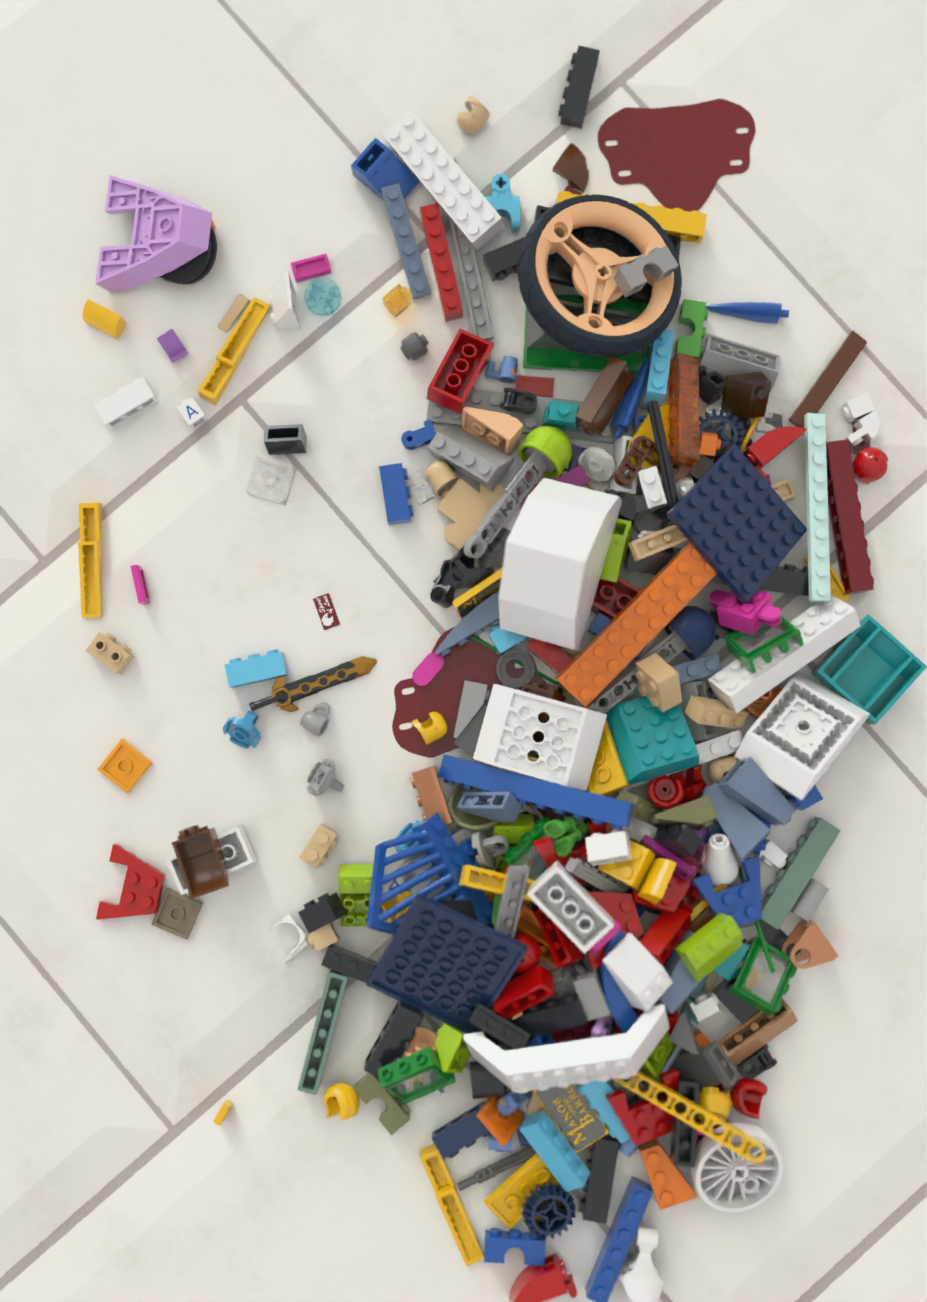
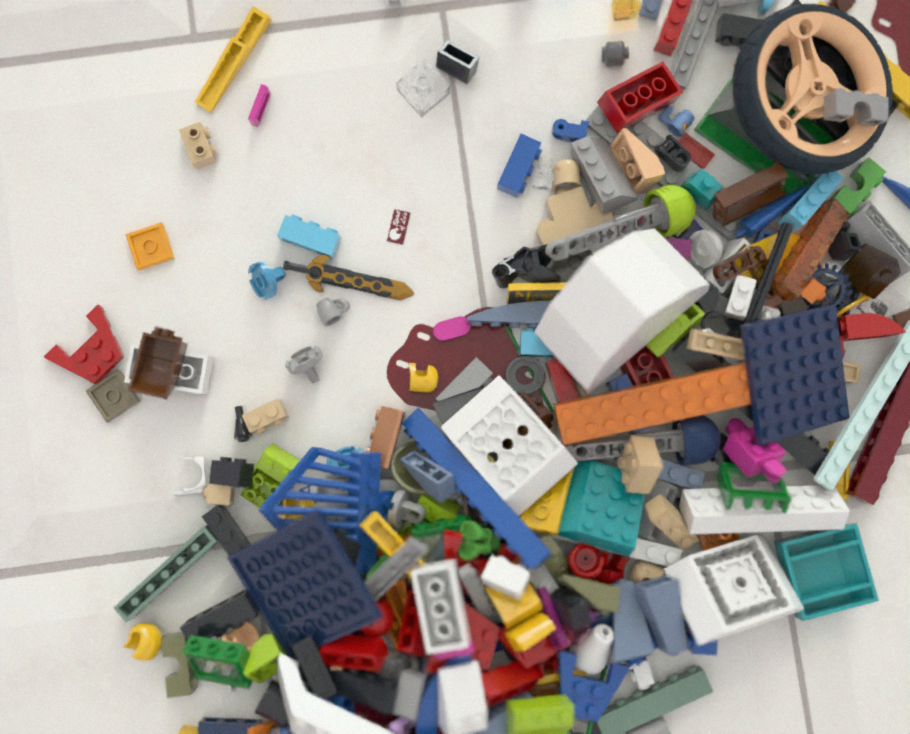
camera: 25 degrees right, 0 degrees up
(223, 1112) = (41, 585): yellow tile -> none
(306, 871) = (241, 431): none -> black cone

